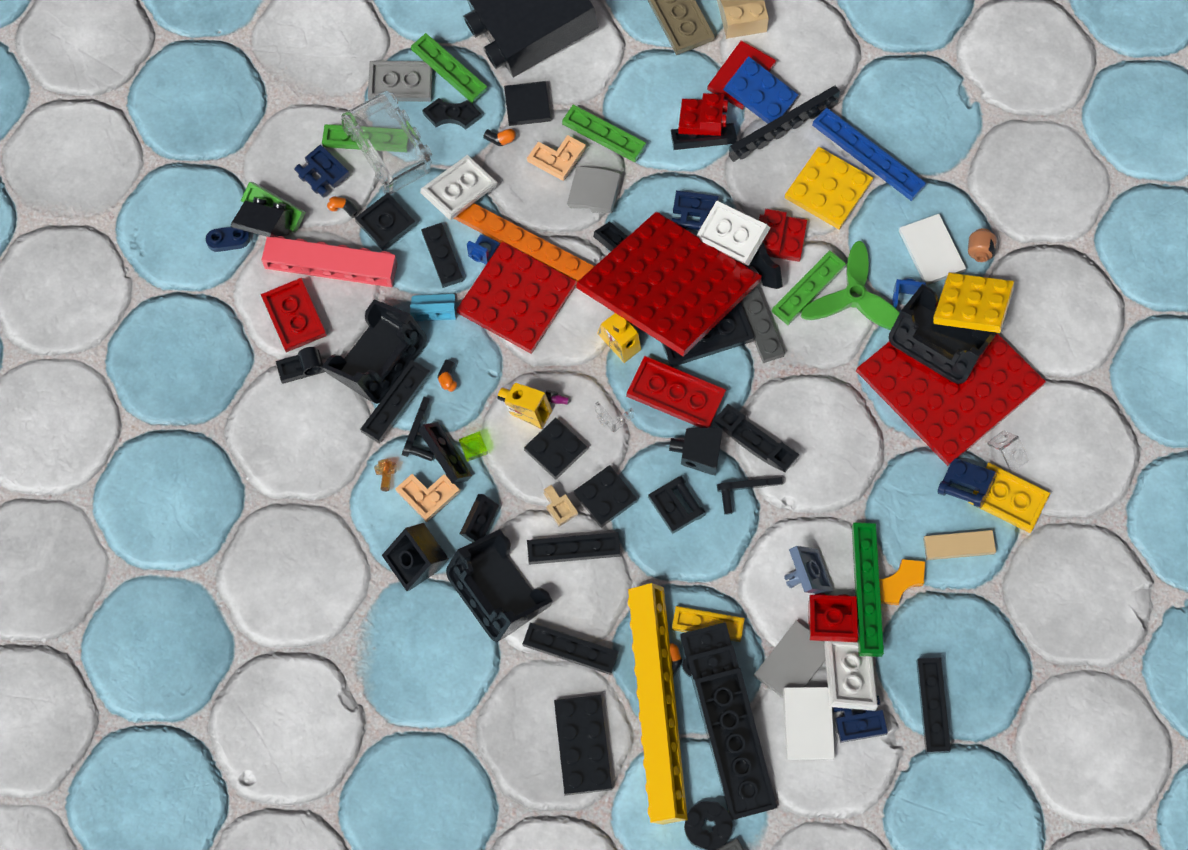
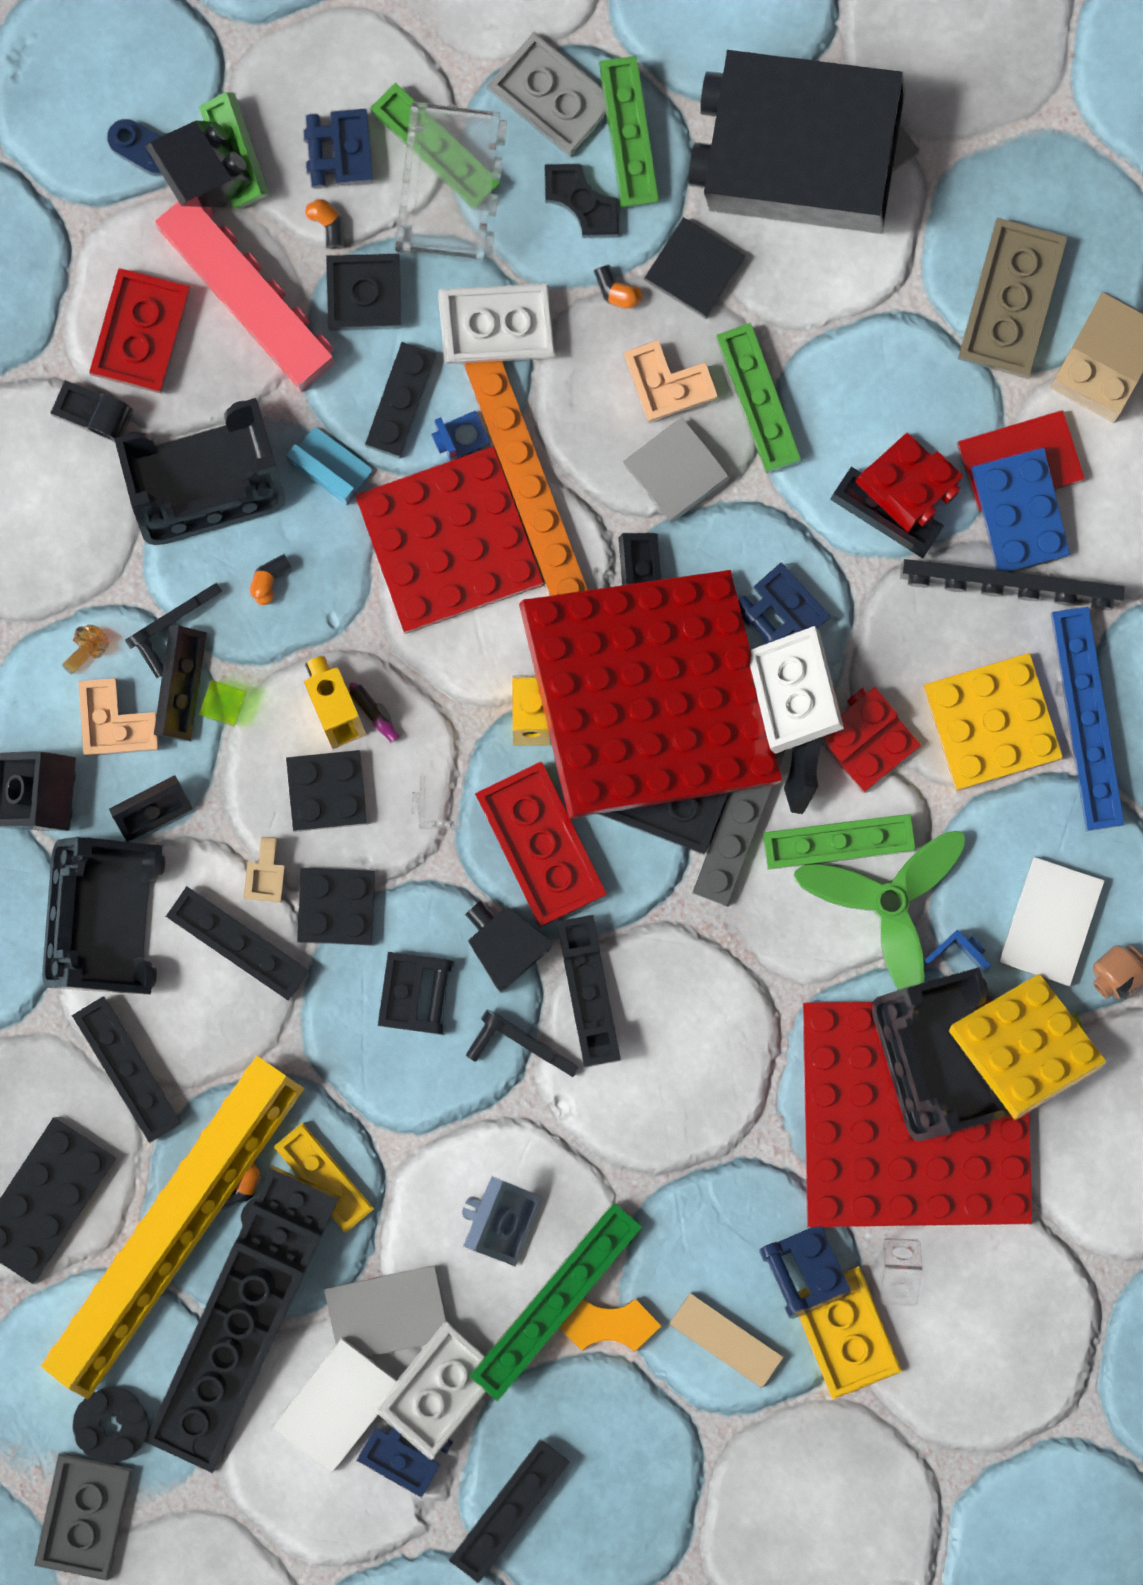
camera: 35 degrees right, 15 degrees up
(395, 401) = (174, 560): black plate -> none
(832, 618) = (477, 1303): red plate -> none

